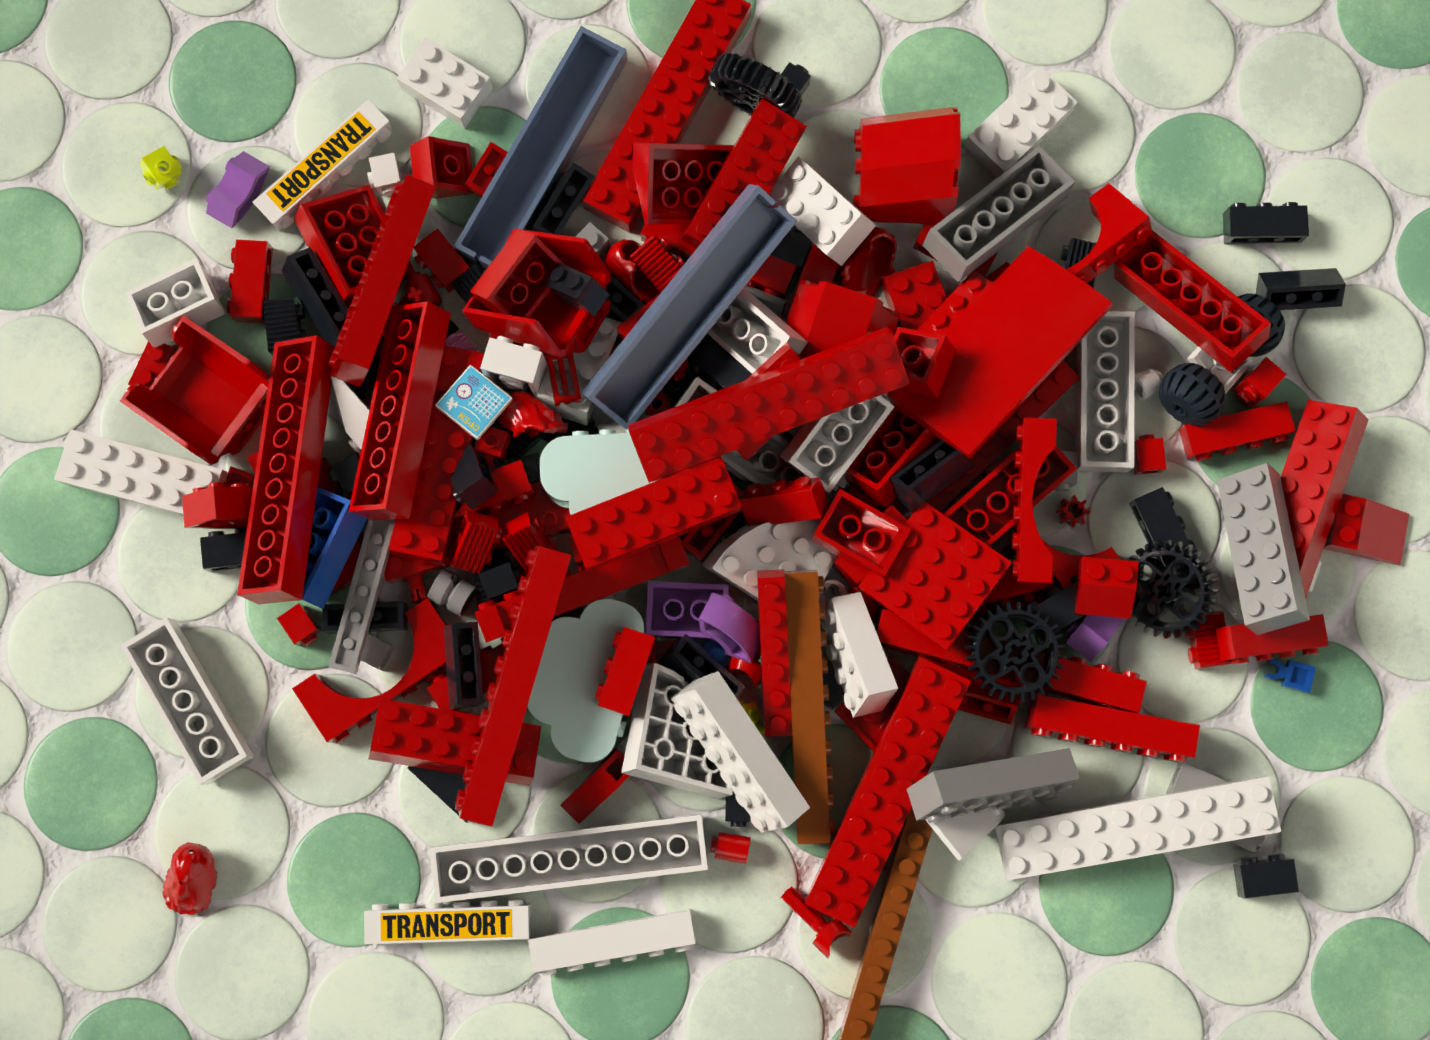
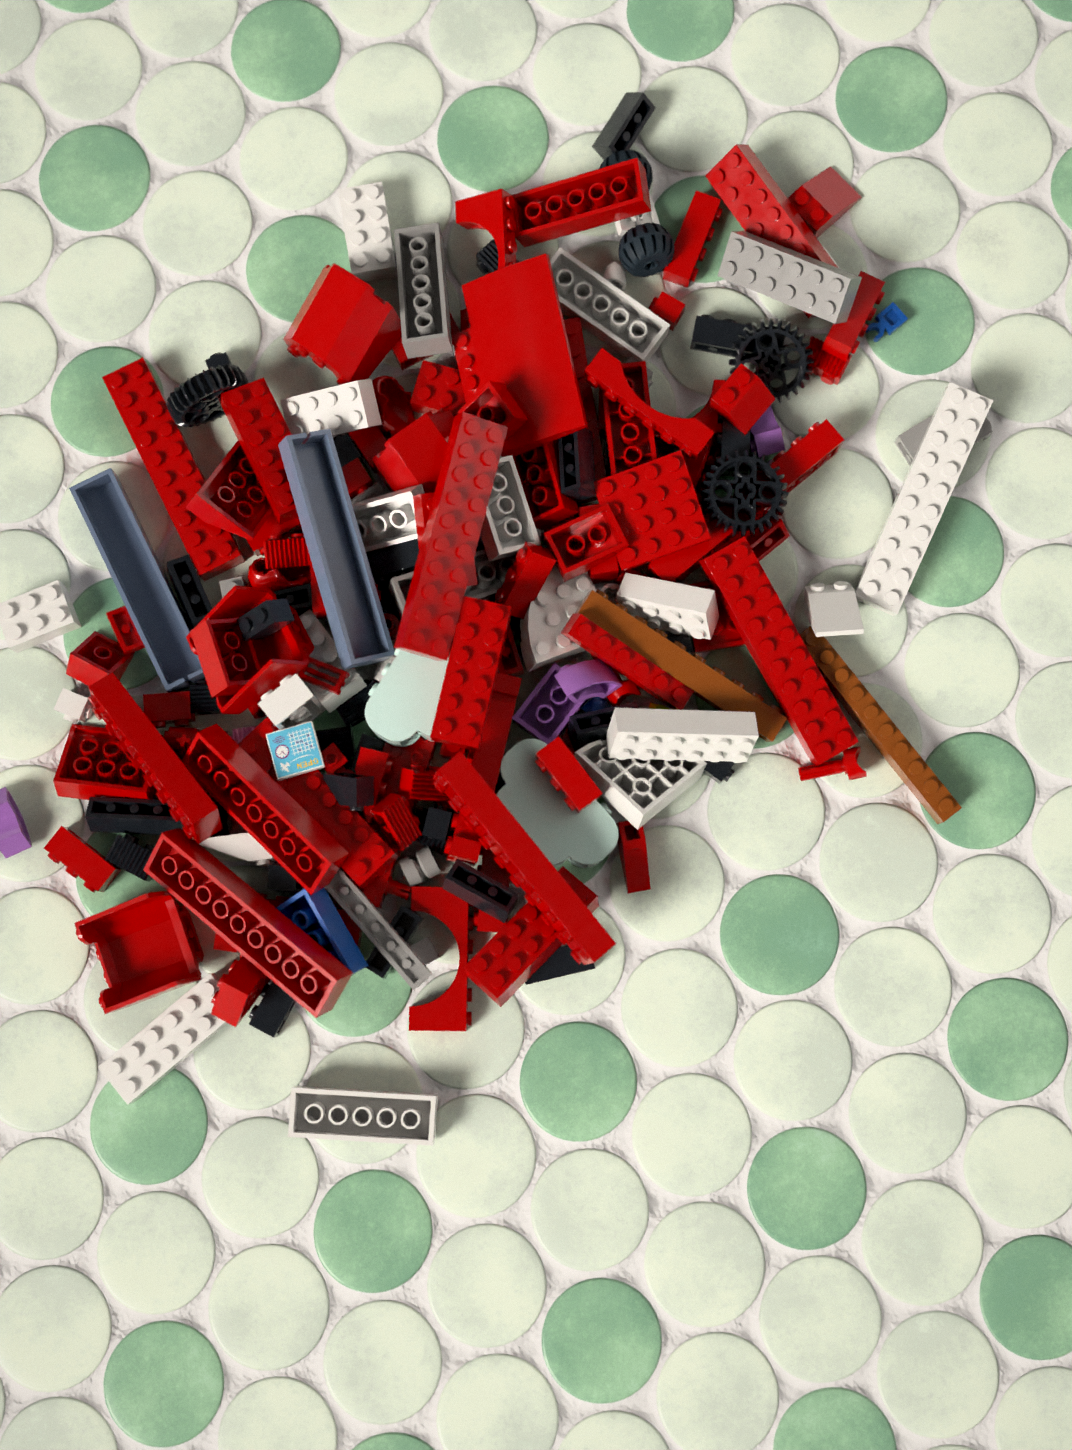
camera: 50 degrees left, 0 degrees up
(151, 364) = (90, 974): red plate -> none
(169, 297) = (52, 925): white brick -> none
(190, 879) = (496, 1201): red piece -> none
(238, 476) = (222, 966): red tile -> none
(300, 625) = (365, 994): red brick -> none
(324, 165) = (34, 747): brick -> none
(447, 924) = (658, 1031): brick -> none
(530, 416) = (333, 718): red piece -> none
(568, 858) = (671, 911): white brick -> none
(612, 941) = (751, 921): white brick -> none
(730, 847) = (742, 791): red brick -> none
(993, 784) = (826, 573): light grey brick -> none
(1078, 507) = (668, 384): red gear -> none
(1113, 727) = (840, 466): red brick -> none
(1258, 382) = (669, 199): red brick -> none
(1265, 223) = (560, 117): black brick -> none
(1265, 877) = (1014, 437): black brick -> none

